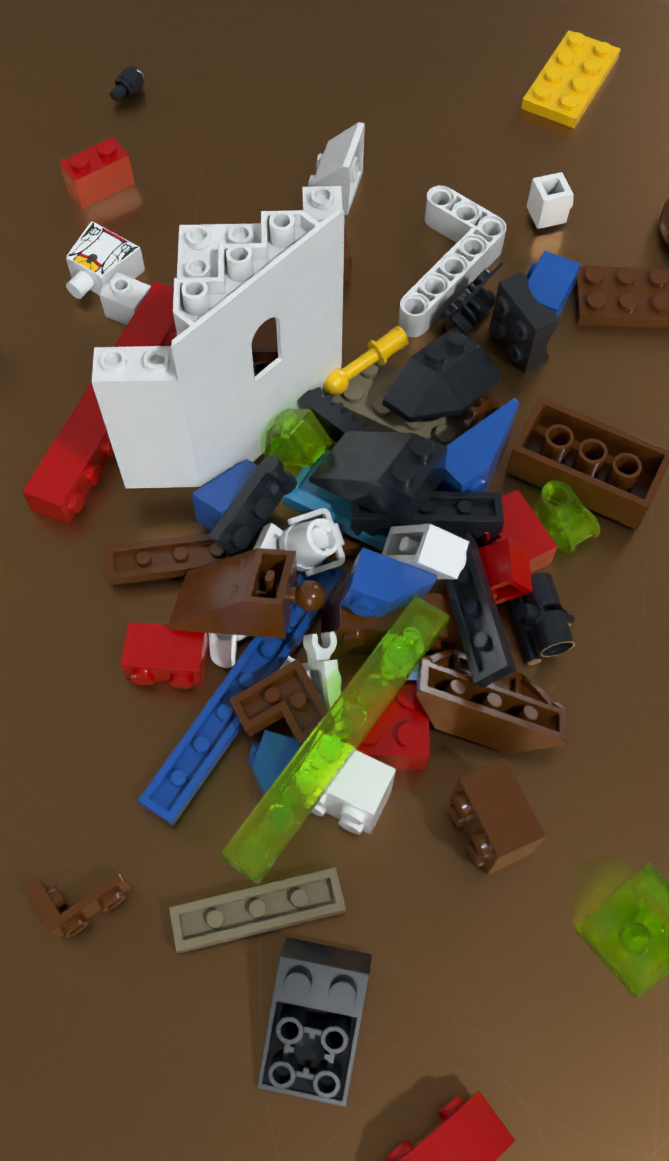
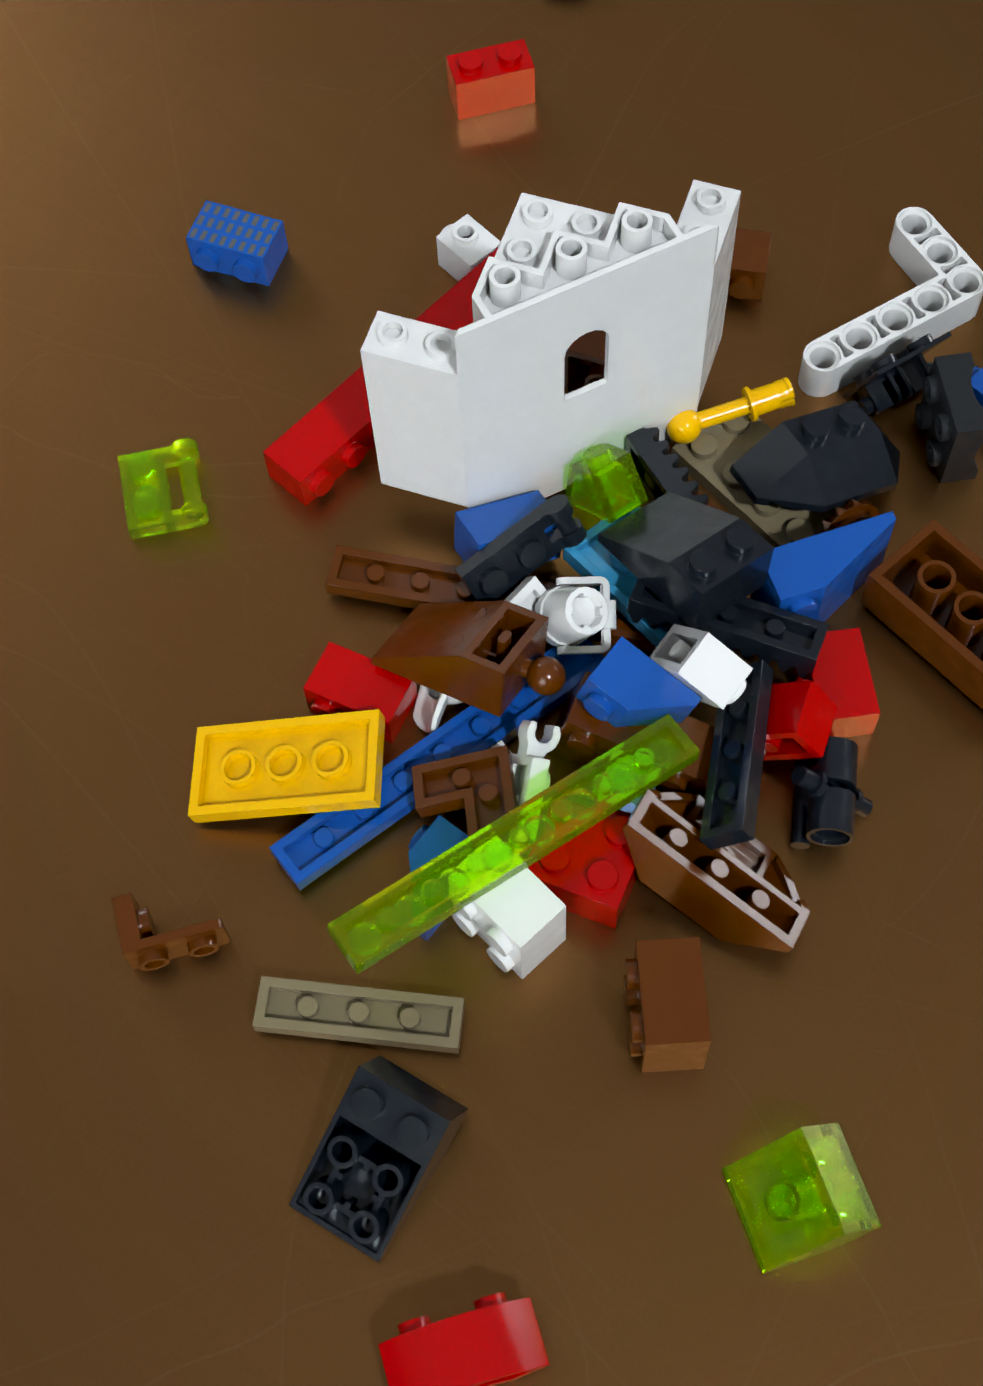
camera: 25 degrees right, 0 degrees up
(97, 259) = (451, 189): torso -> none
(129, 732) = (288, 766): none -> yellow plate
(342, 164) = (796, 155): white slope -> none
(568, 522) = (914, 688): clear neon green piece -> none

